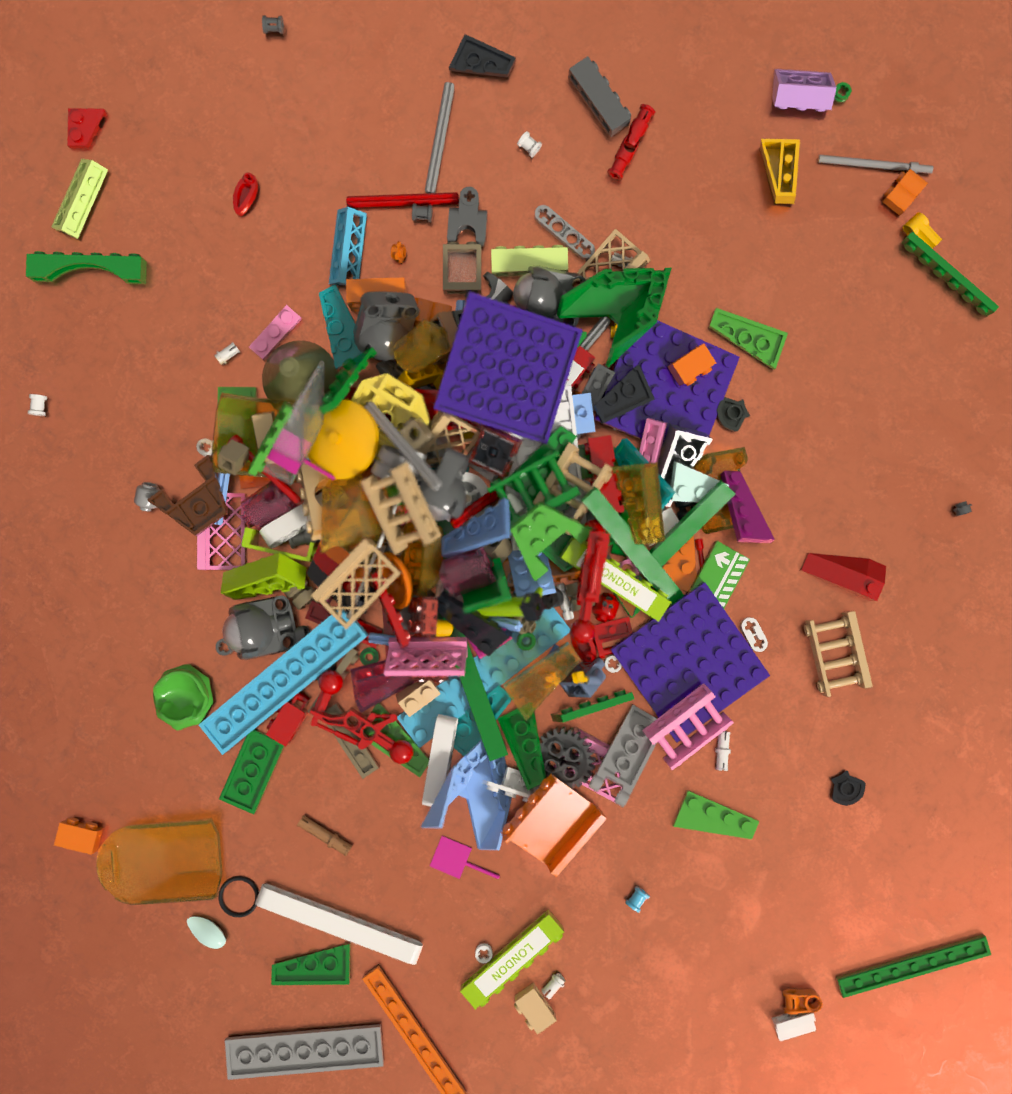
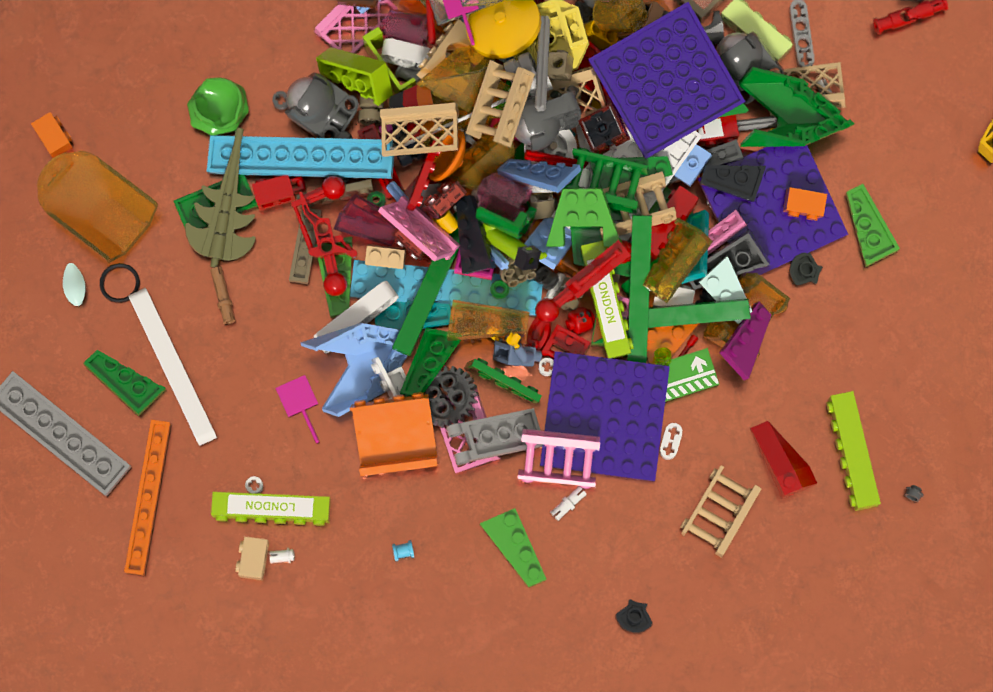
camera: 40 degrees right, 10 degrees down
(281, 796) = (219, 239): none -> olive animal
(697, 583) = (662, 352): none -> clear neon green bush
(892, 518) = (854, 451): none -> lime brick

